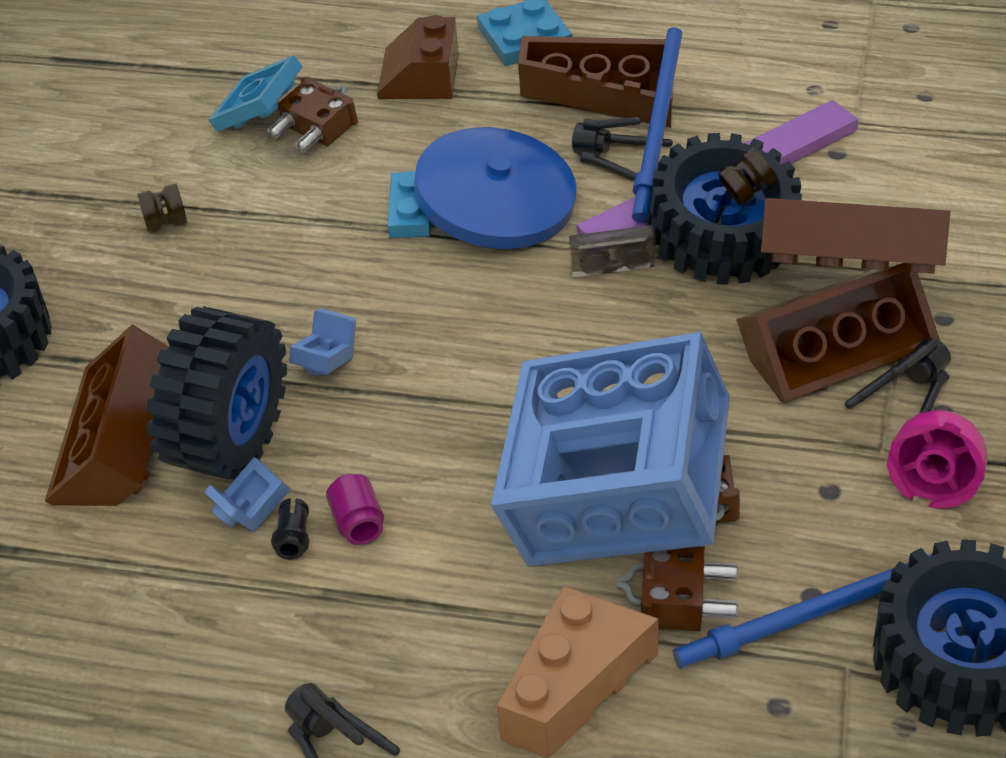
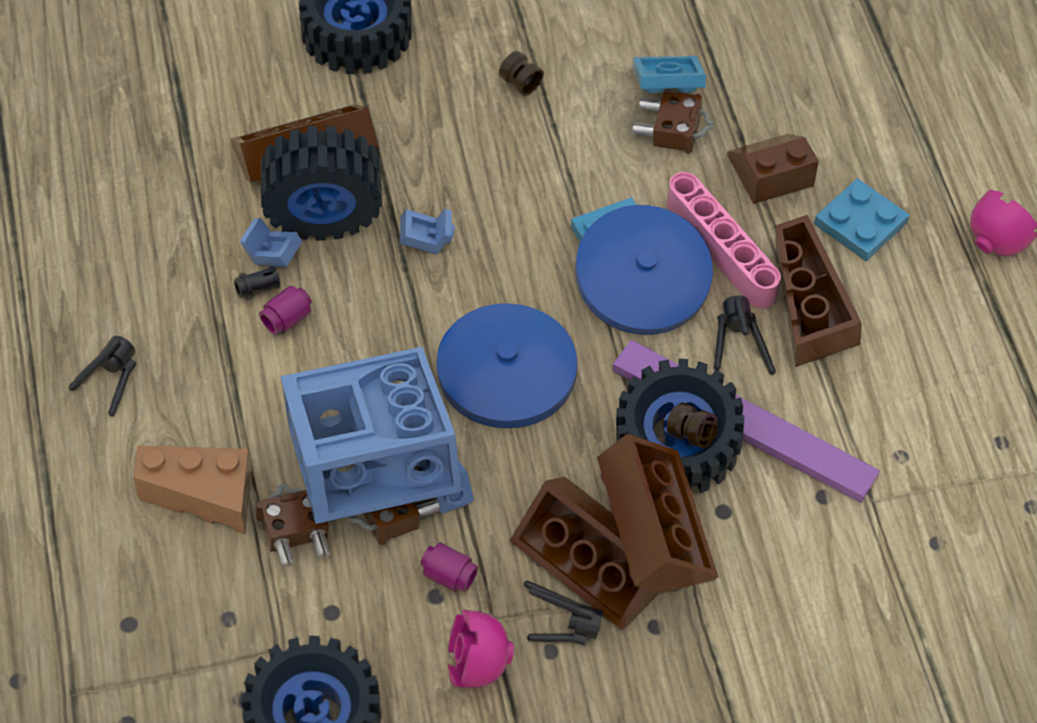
camera: 60 degrees right, 10 degrees up
(537, 319) = (506, 365): none -> blue dish
(538, 113) = (727, 242): none -> bright pink beam
(612, 251) = (604, 366): clear smoke plate -> none
(644, 179) = (775, 342): blue bar -> none
(726, 639) = (266, 569): blue bar -> none
(808, 456) = (449, 567): none -> magenta brick

